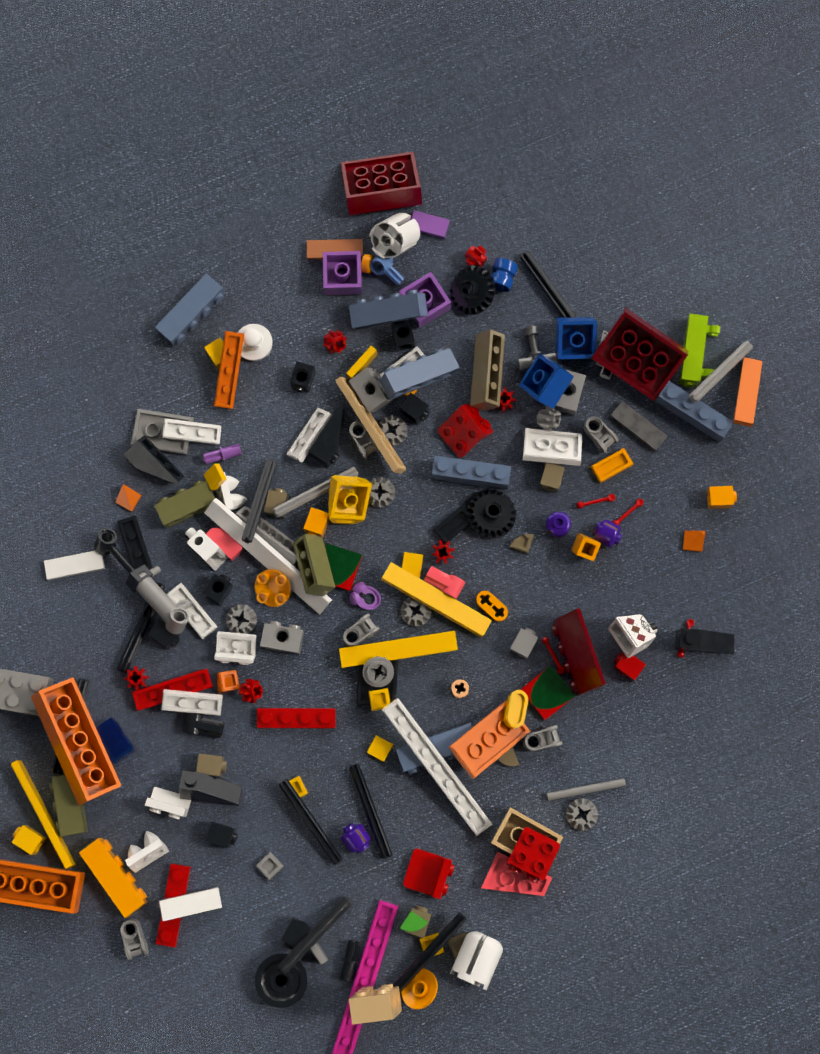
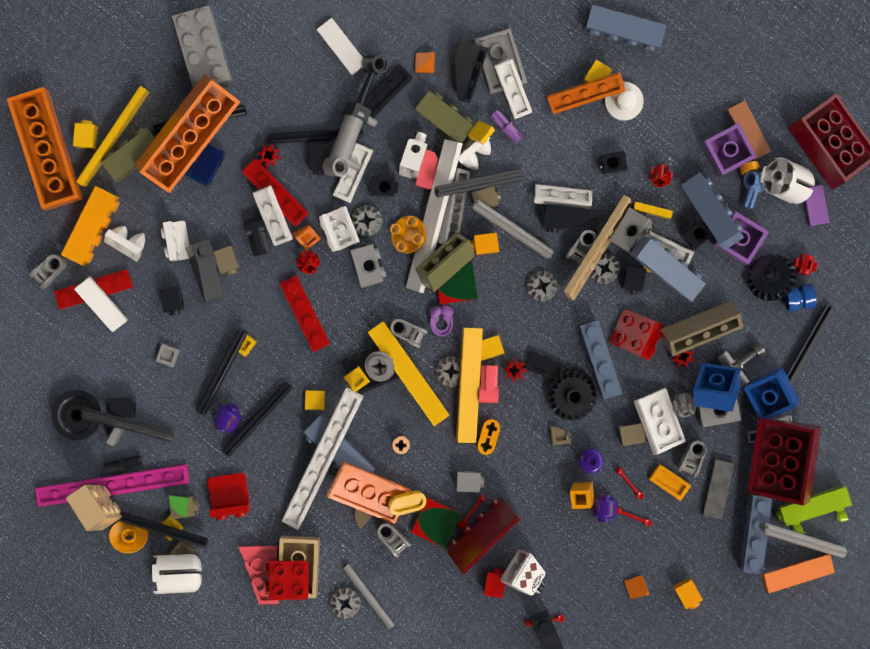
camera: 60 degrees right, 10 degrees up
(348, 499) = (521, 262): yellow slope -> none

